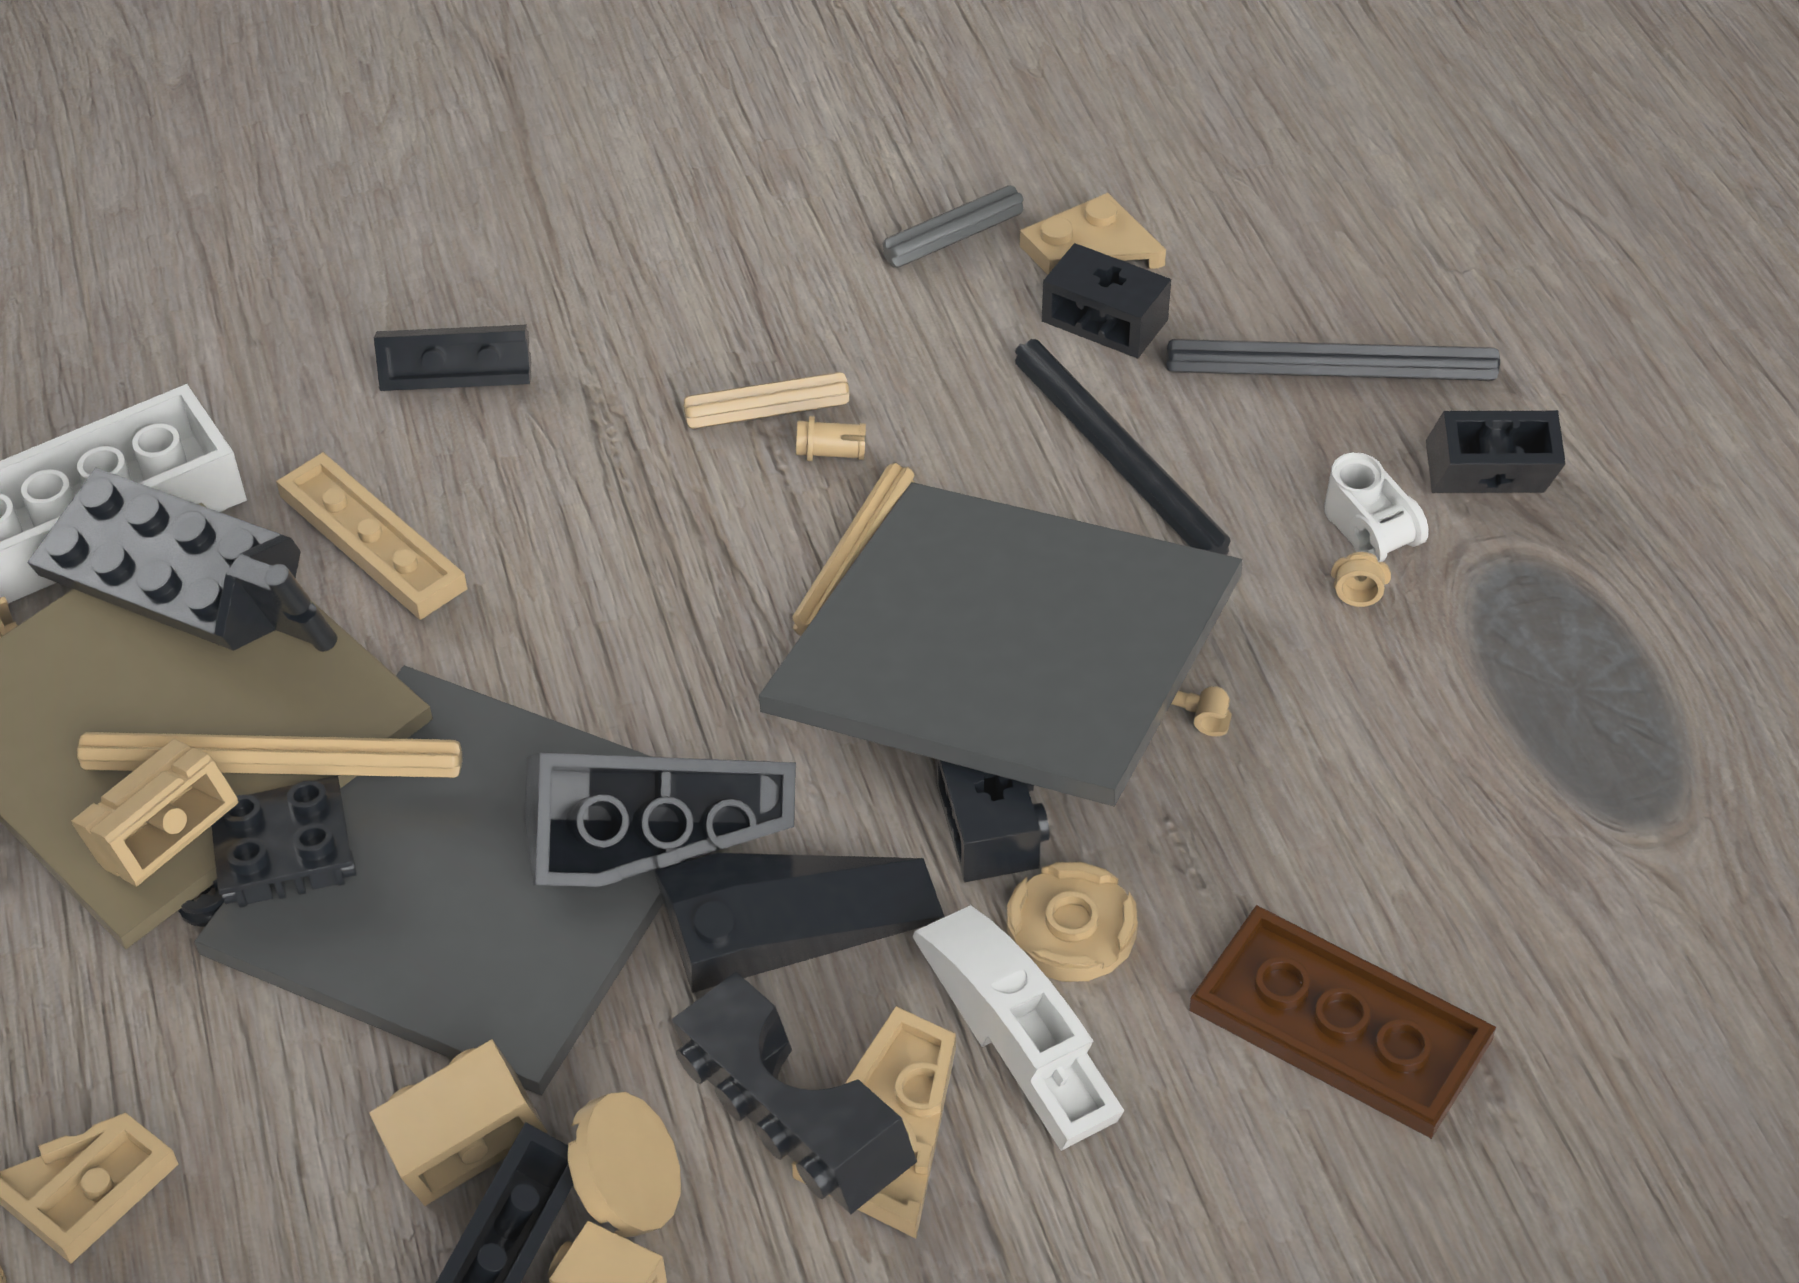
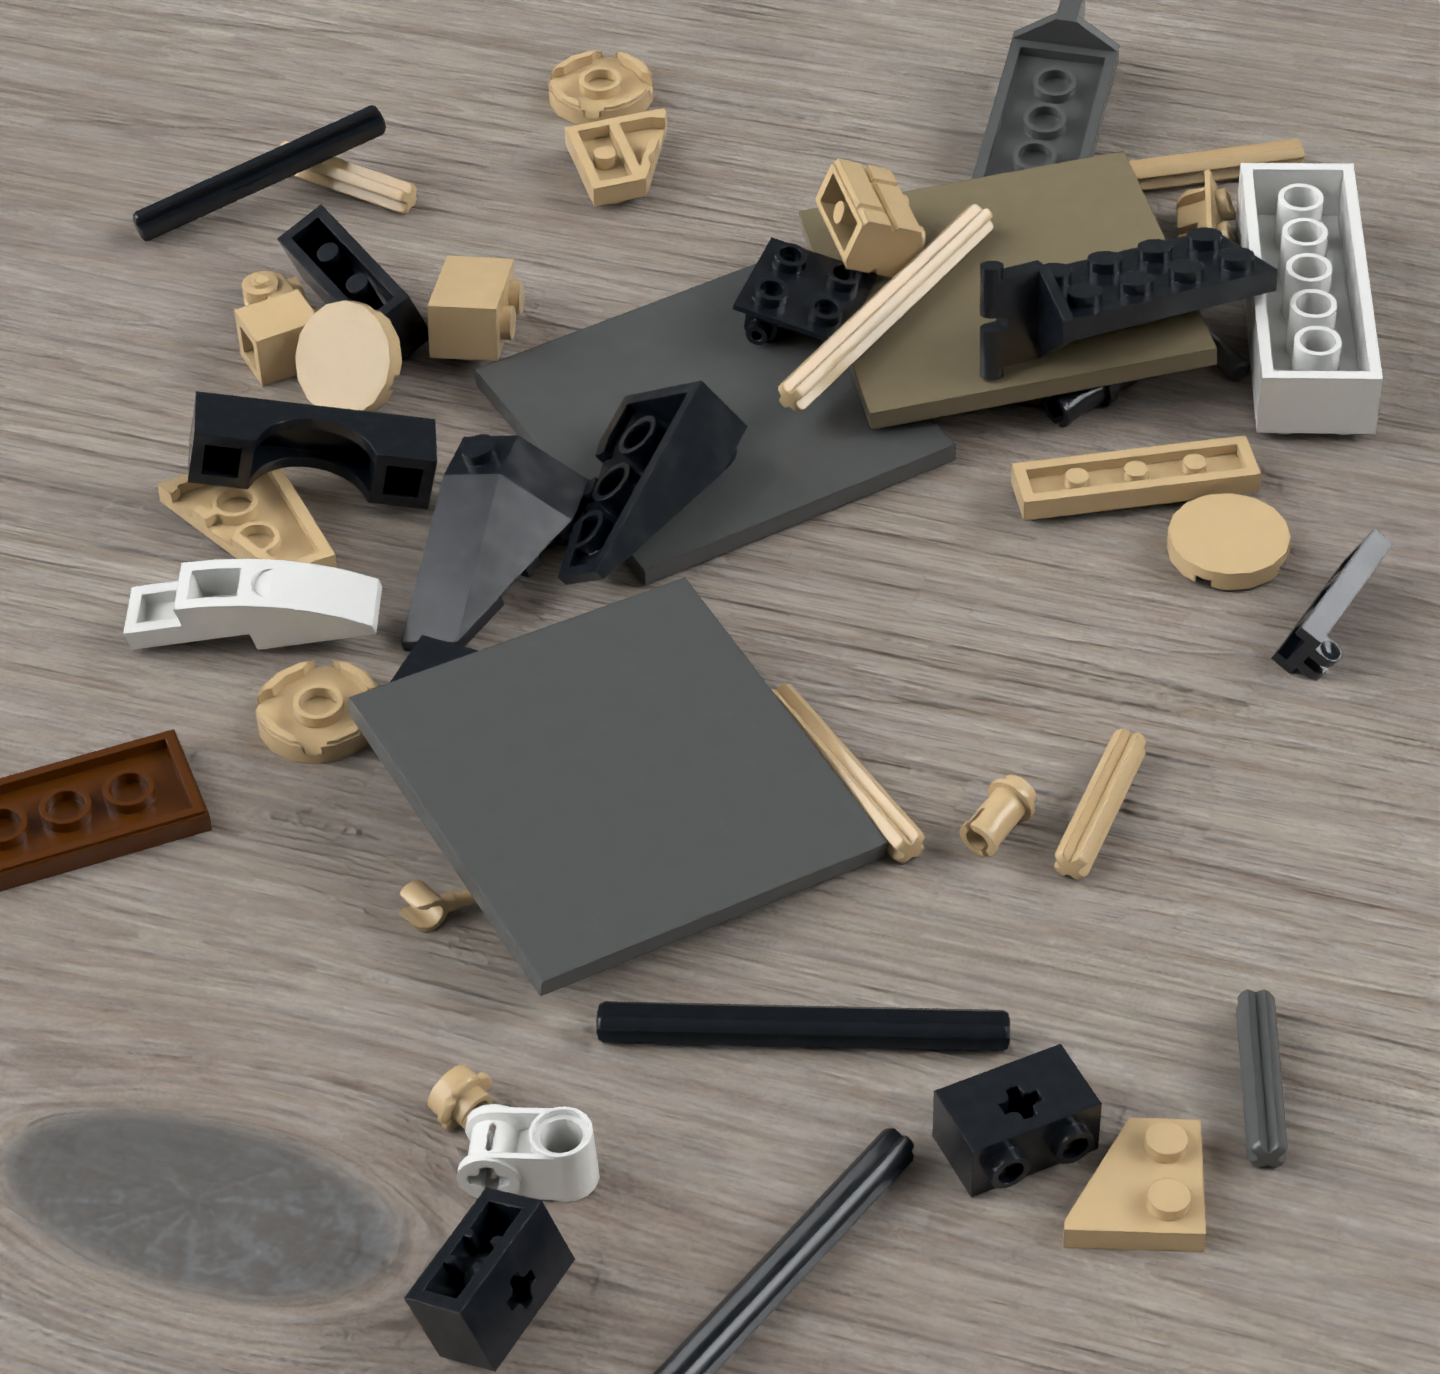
camera: 125 degrees right, 5 degrees down
(407, 457) = (1228, 541): none -> tan tile

